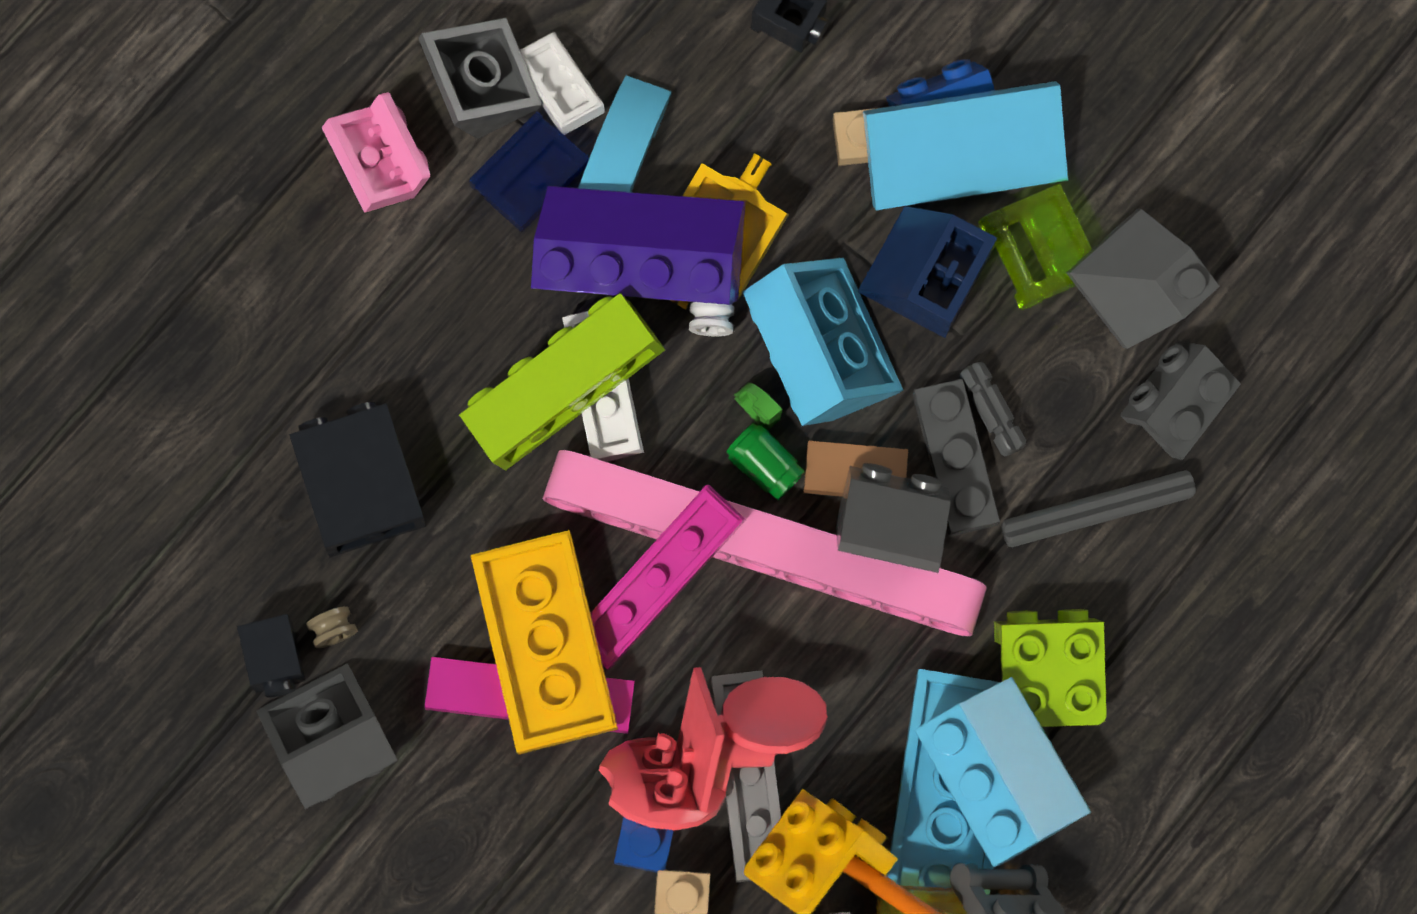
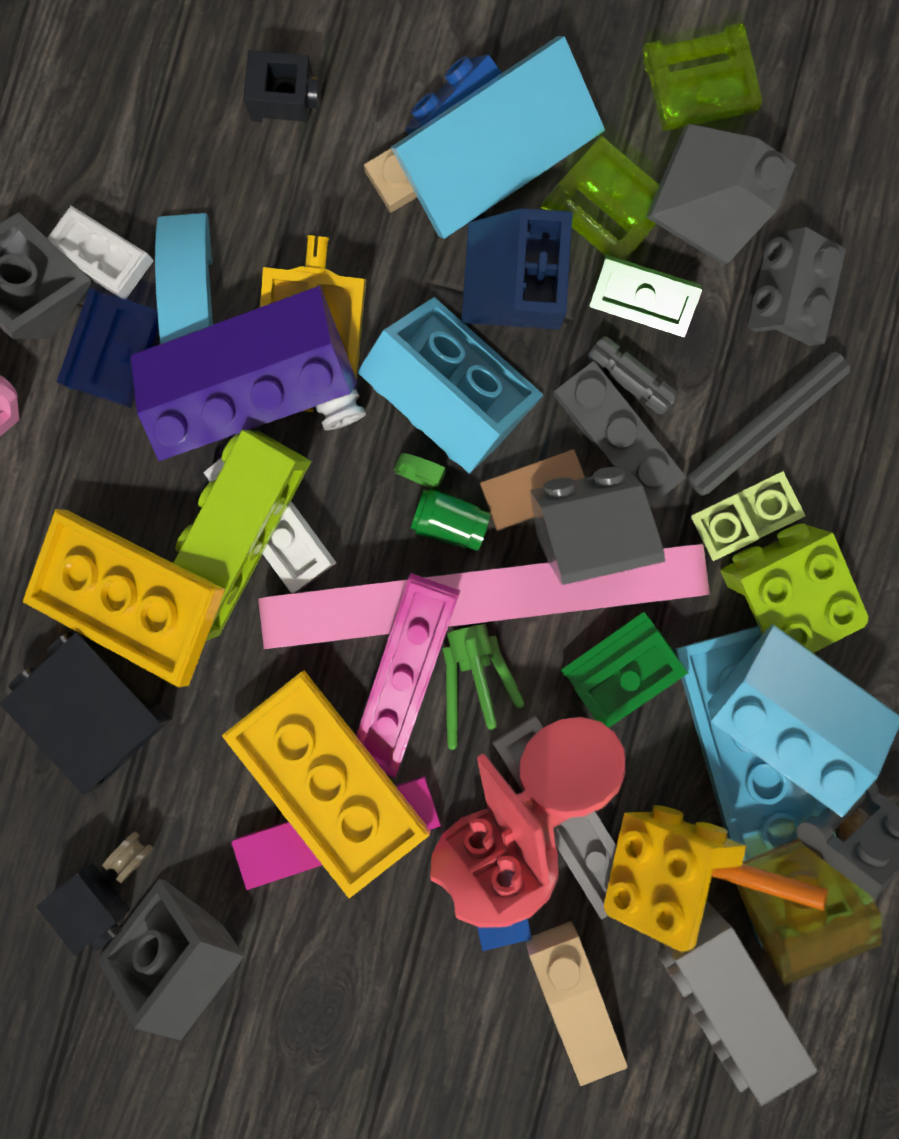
camera: 20 degrees left, 10 degrees up
(442, 391) = (123, 597): none -> yellow tile
(730, 586) = (472, 650): none -> bright green plant
(863, 667) = (625, 671): none -> green plate
(1035, 342) = (645, 295): none -> plate
(1041, 583) = (748, 516): none -> yellowish green slope
(1175, 186) = (705, 90): none -> clear neon green plate

